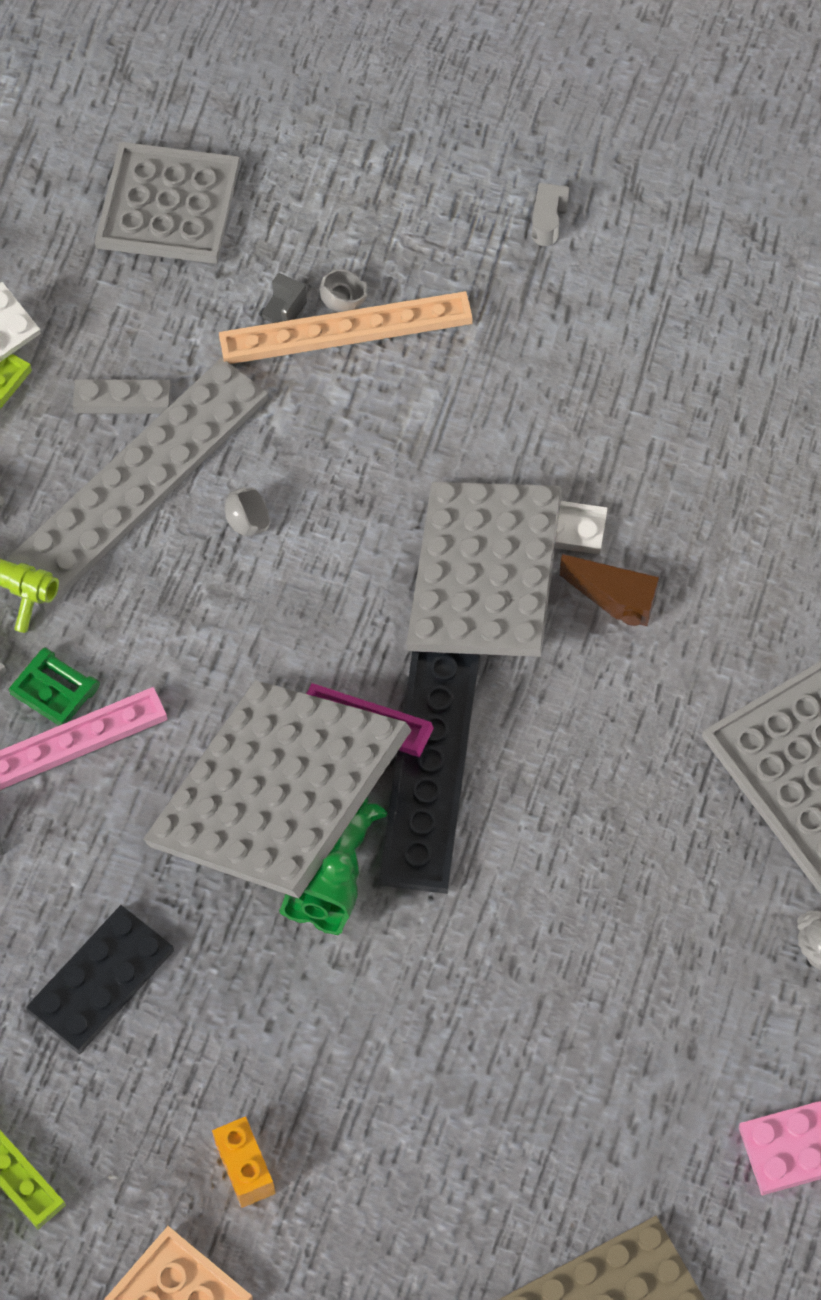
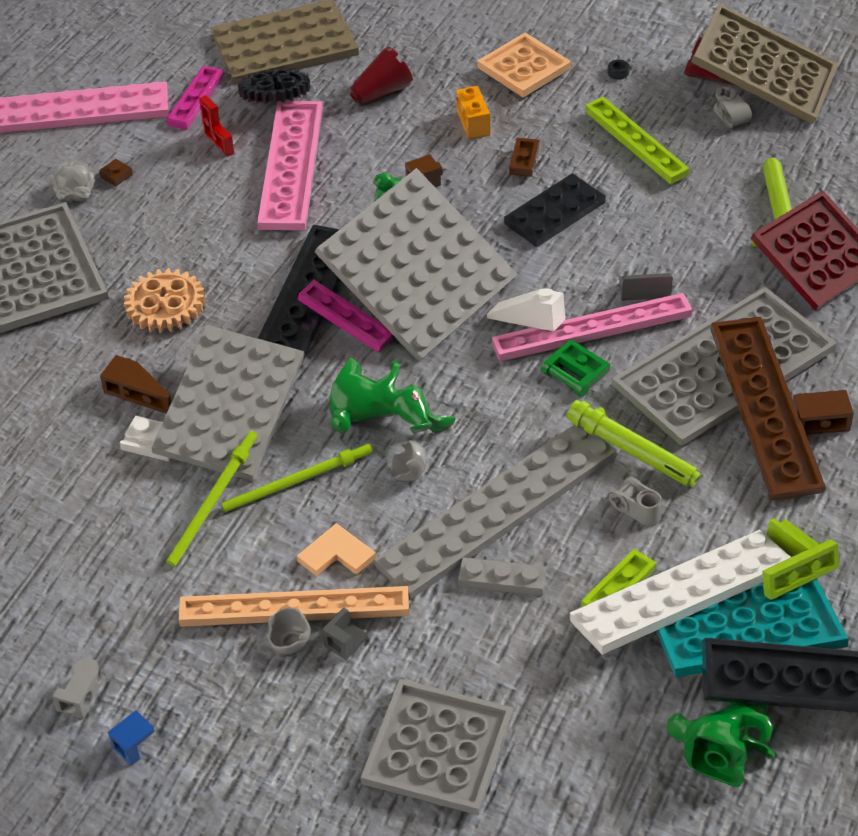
camera: 170 degrees left, 15 degrees down
(123, 755) = (534, 309): none -> white slope
(153, 1077) = (524, 157): none -> reddish brown plate
(303, 1017) = (428, 167): none -> reddish brown brick
(316, 410) = (333, 546): none -> light nougat tile
(319, 579) = (361, 398): none -> green animal
(327, 521) = (343, 459): none -> lime bar
(402, 1222) = (381, 78): none -> dark red cone
(450, 481) = (238, 457): none -> lime bar
(479, 166) = (128, 735): none -> blue panel
(511, 1024) = (290, 166): none -> bright pink plate
(549, 1200) = (273, 86): none -> black gear
(626, 757) = (164, 300): none -> light nougat gear
(644, 1066) = (213, 128): none -> red tile
(707, 1170) = (188, 105): none -> dark pink tile
(776, 980) = (115, 172): none -> reddish brown plate

